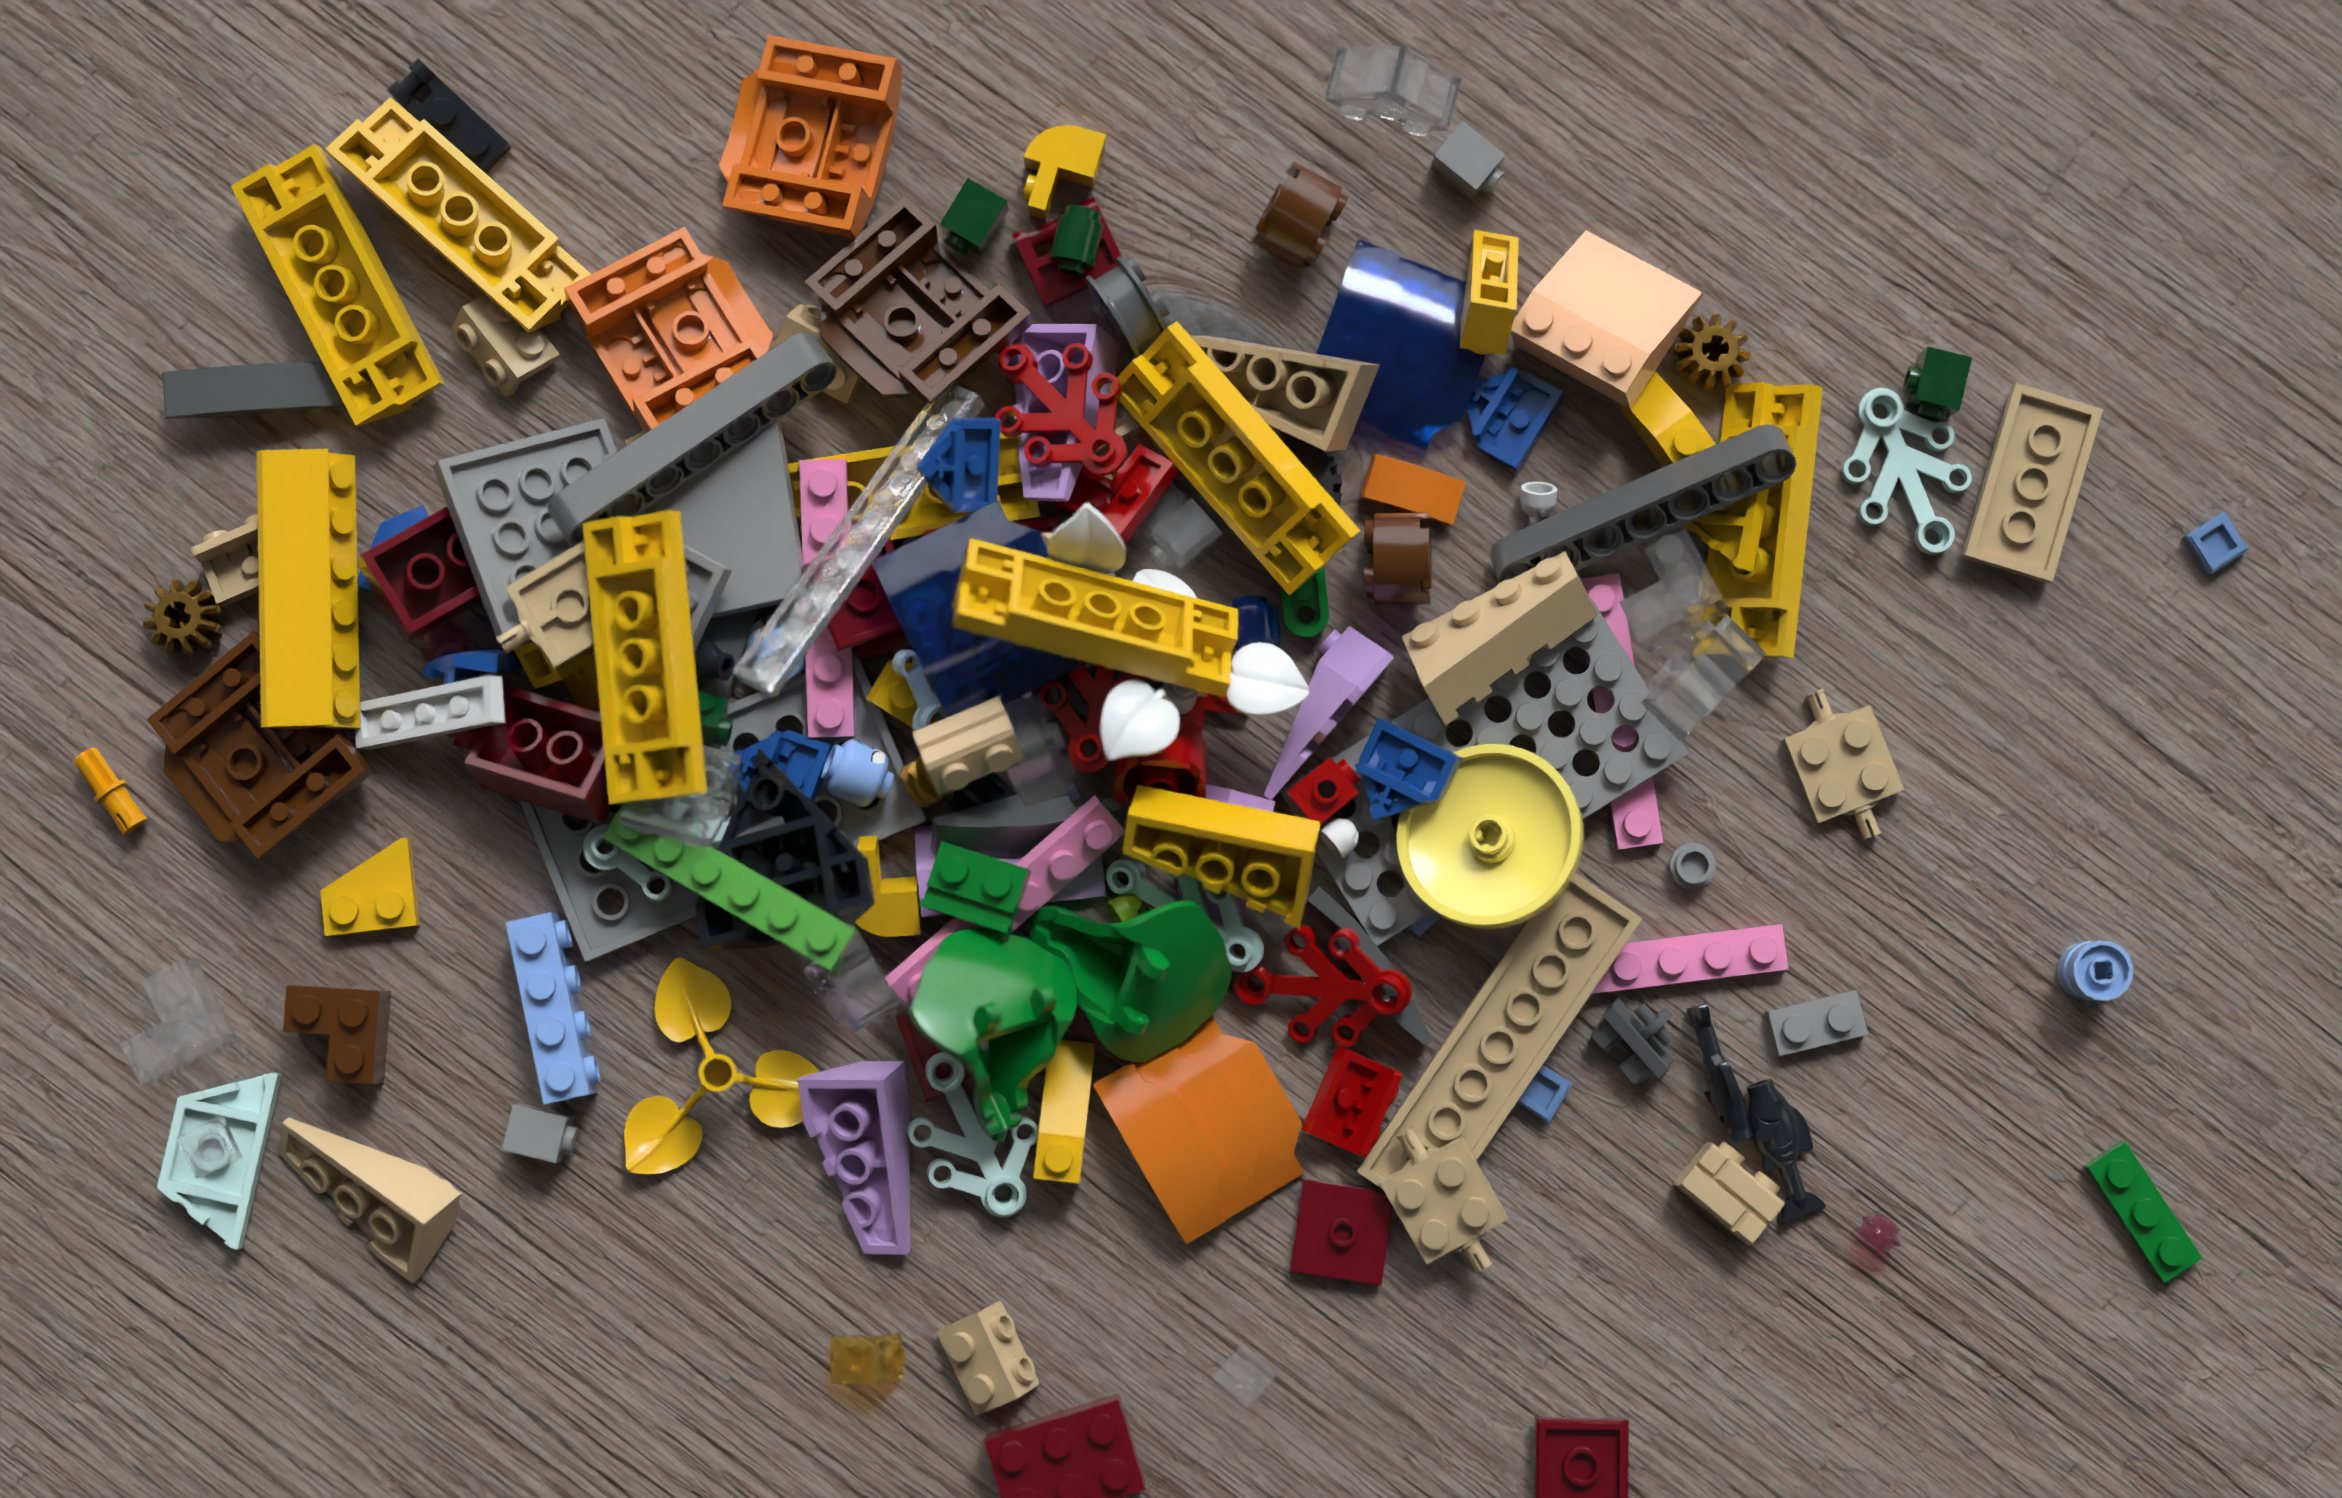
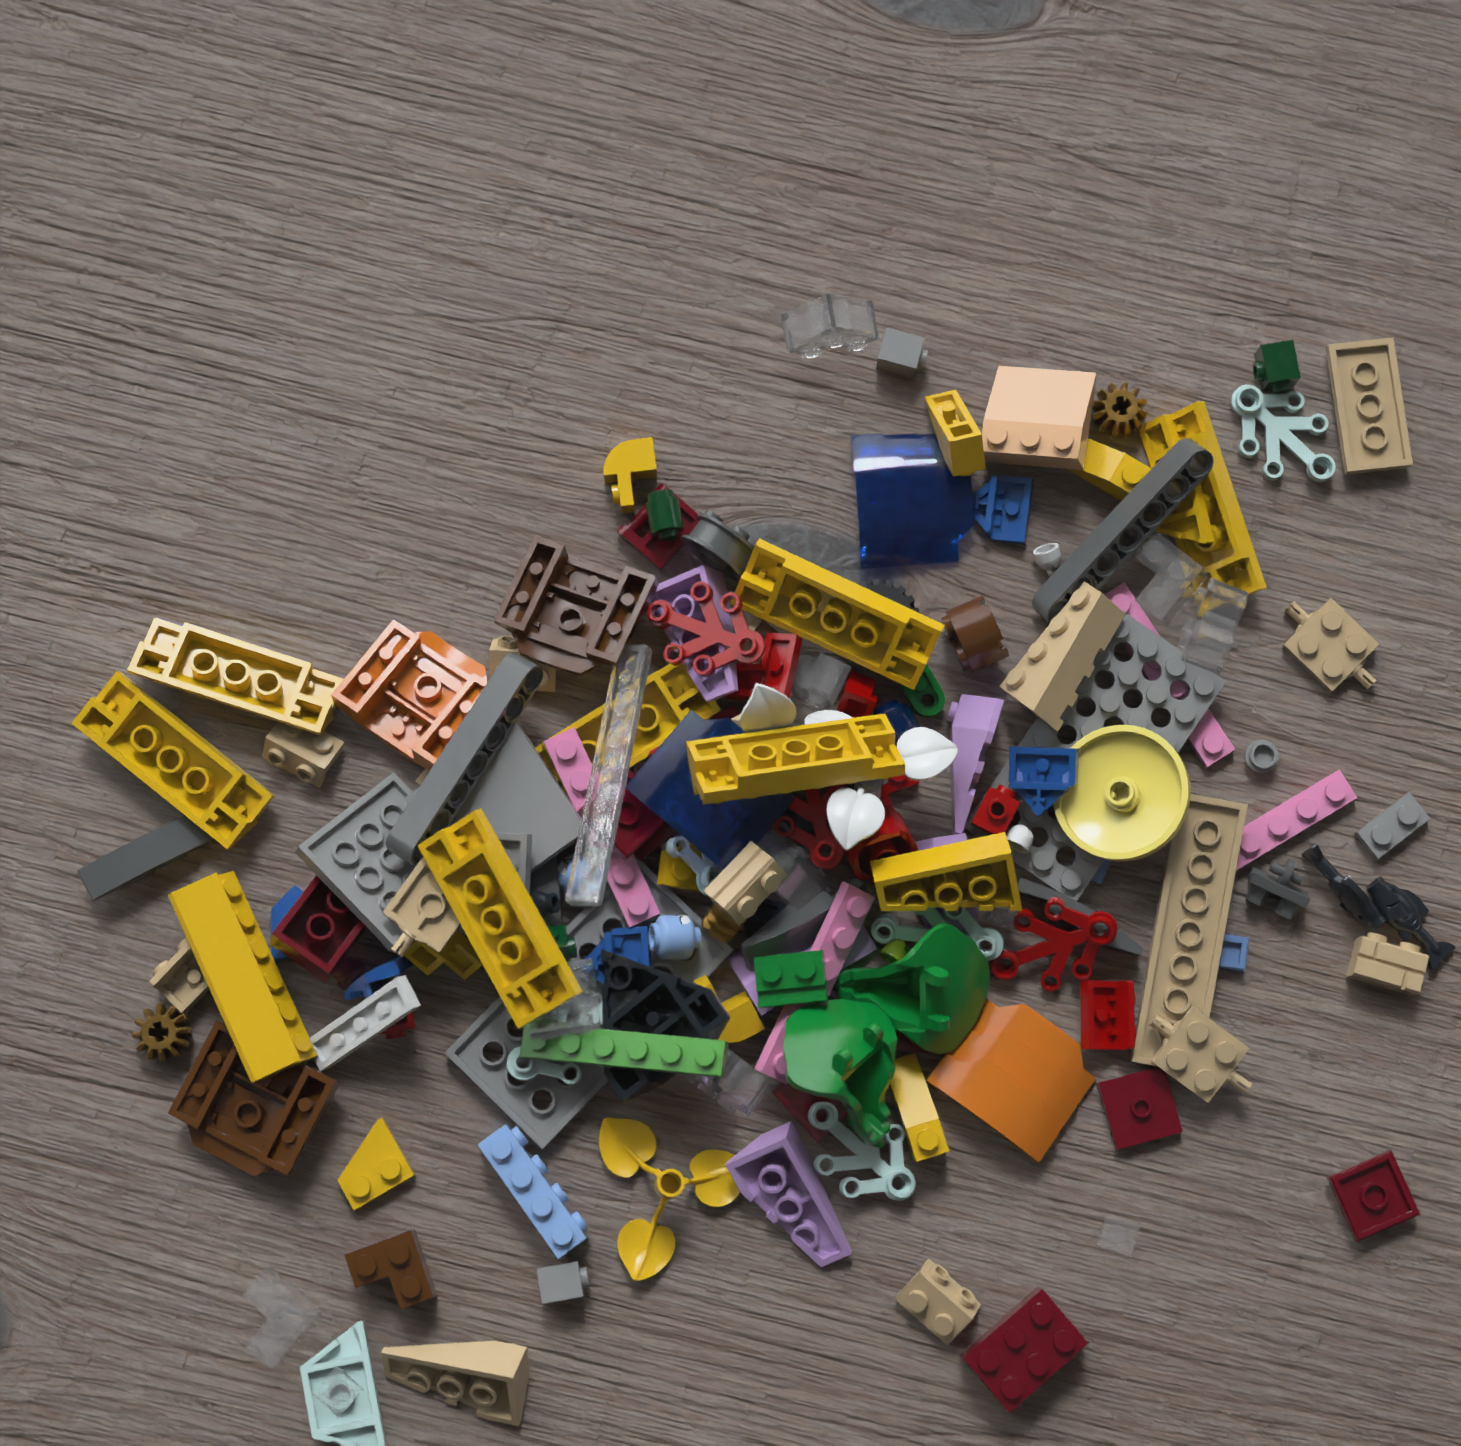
camera: 20 degrees left, 5 degrees down
(110, 791) = (161, 1175): light orange axle -> none
(450, 116) = (199, 613): black plate -> none
(544, 756) = (457, 1017): dark red brick -> none
(812, 135) = (453, 522): orange slope -> none
(866, 1359) = (855, 1339): clear yellow bracket -> none
(964, 464) = (657, 695): blue slope -> none
(973, 218) = (587, 530): dark green brick -> none
(1217, 573) = (857, 696): none -> red brick
(1296, 390) = (859, 551): tan wedge -> none
(1298, 215) = (805, 436): reddish brown brick -> none
(1412, 489) = (961, 585): orange slope -> none

